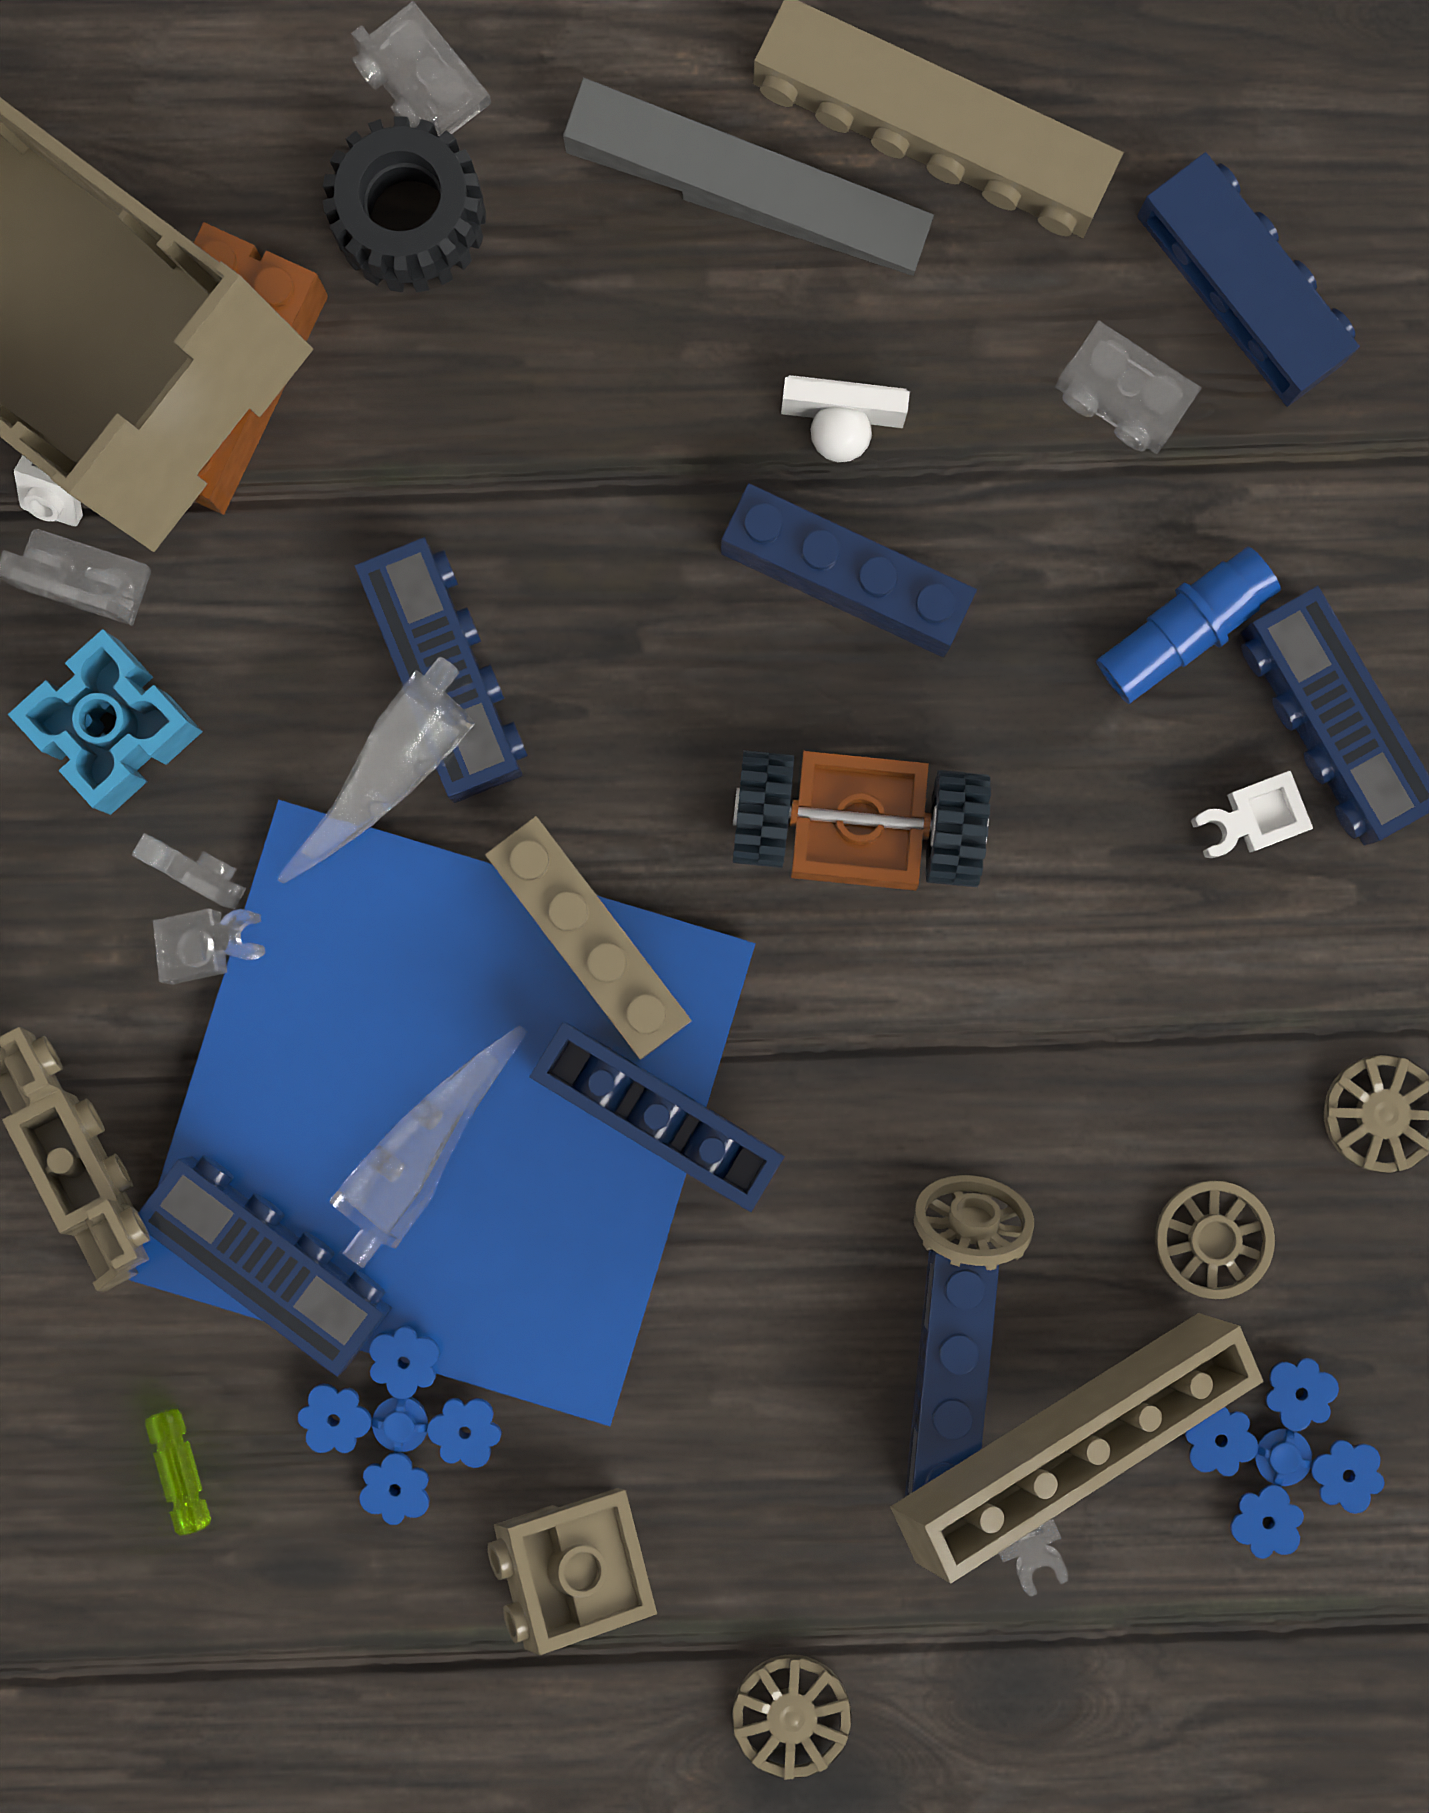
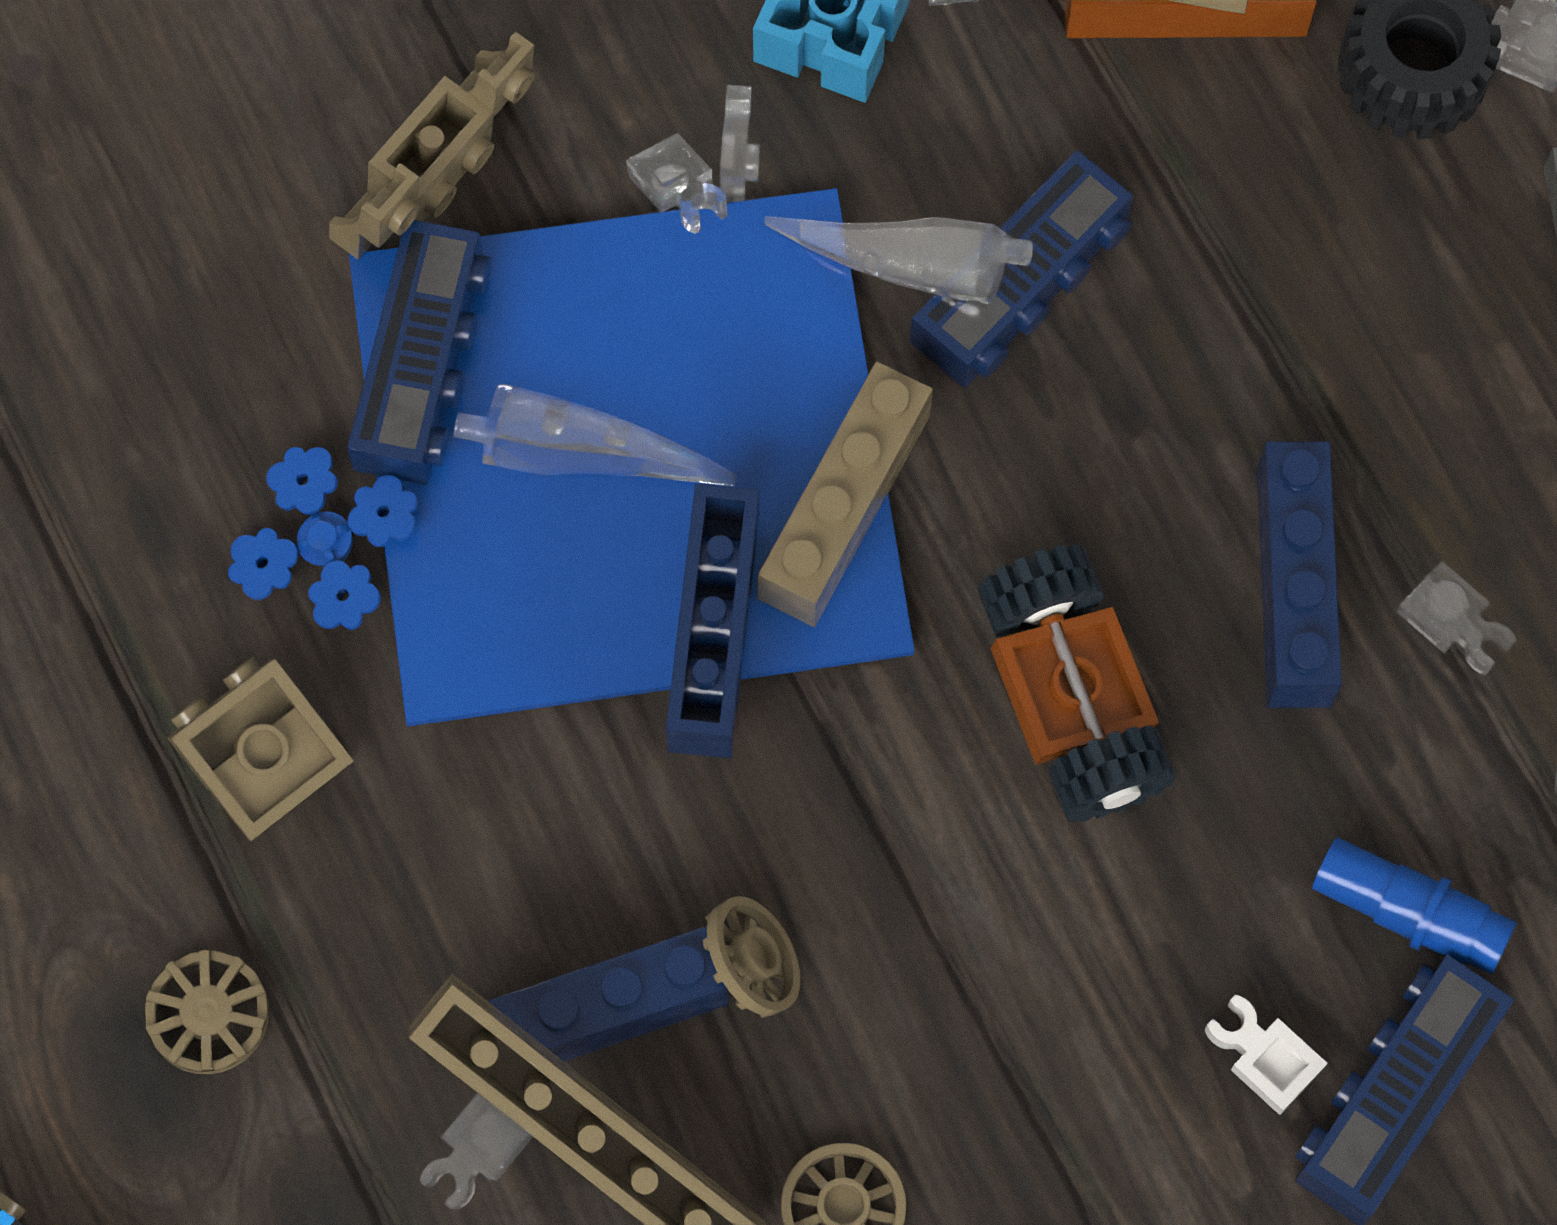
camera: 65 degrees right, 15 degrees down
(177, 1471) = (194, 372): clear neon green axle -> none
(843, 412) = (1442, 507): white tile -> none
(936, 456) = (1450, 611): none -> clear plate

